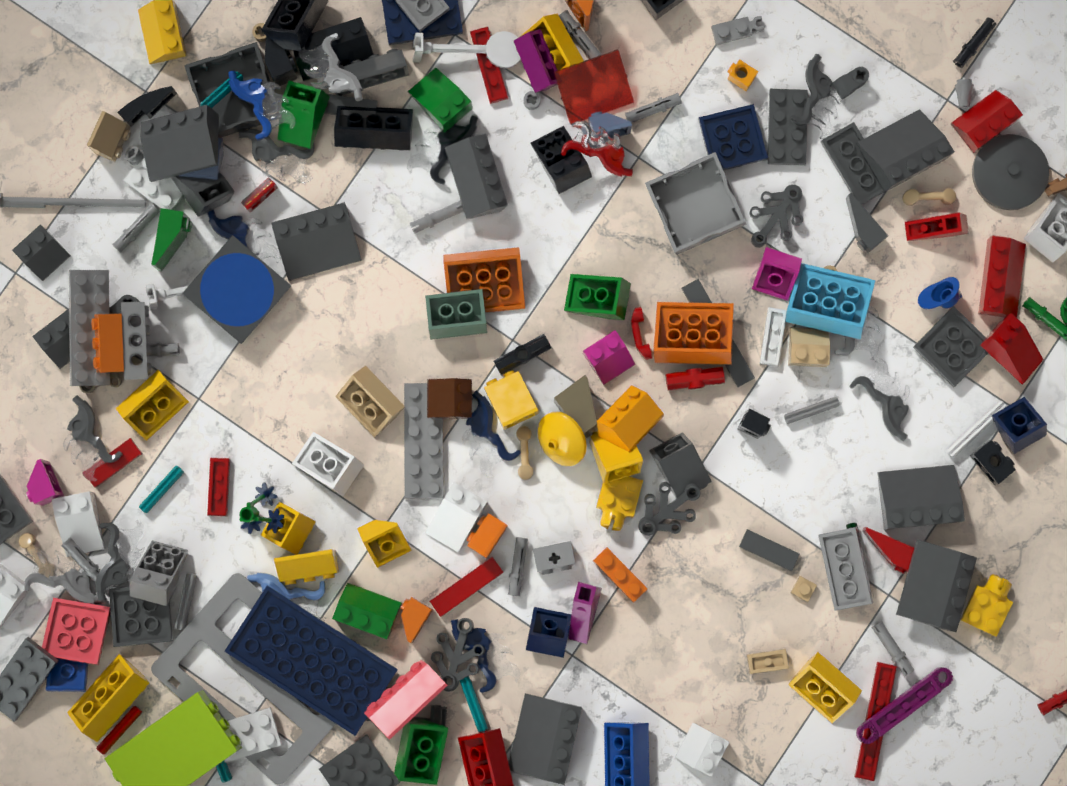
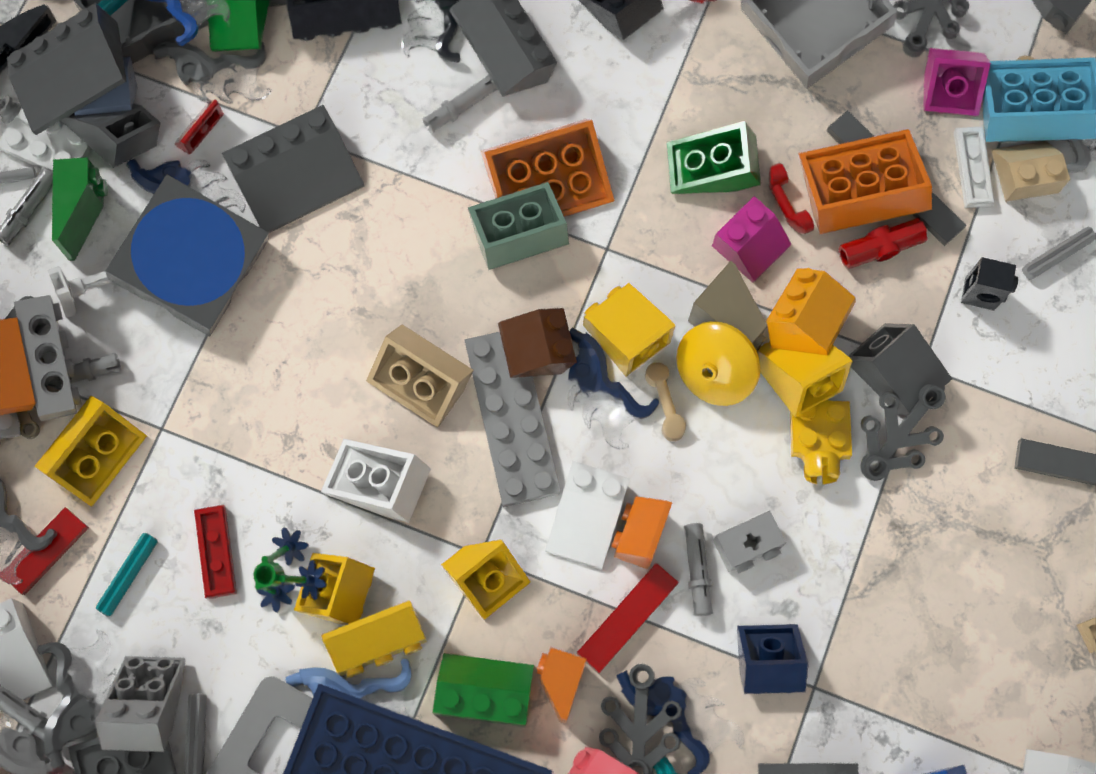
camera: 15 degrees left, 10 degrees down
(533, 348) = (639, 251): black piece -> none
(583, 611) = (817, 614): magenta slope -> none
(620, 575) = (856, 546): orange brick -> none

